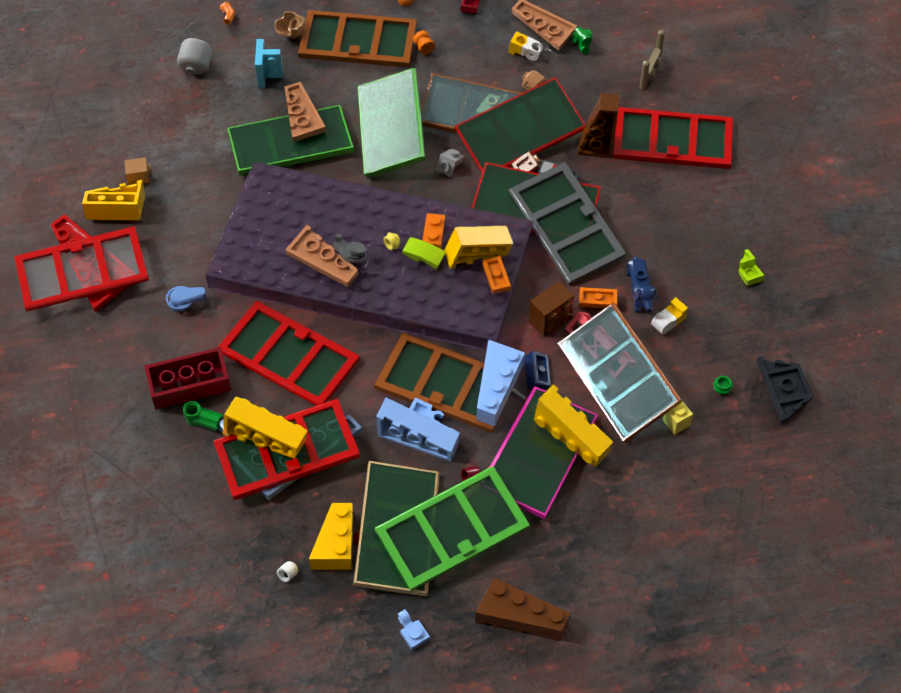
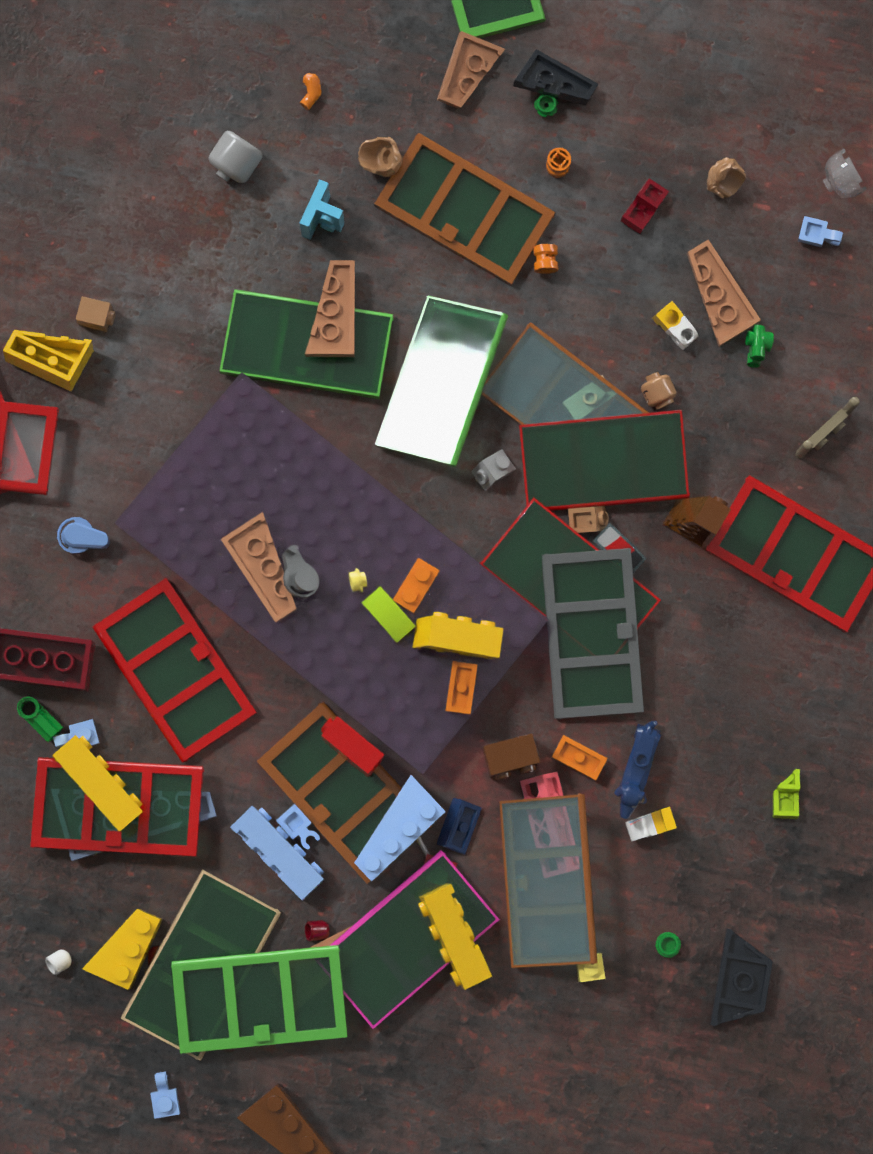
camera: 20 degrees right, 25 degrees up
(438, 340) = (351, 746): none -> red brick

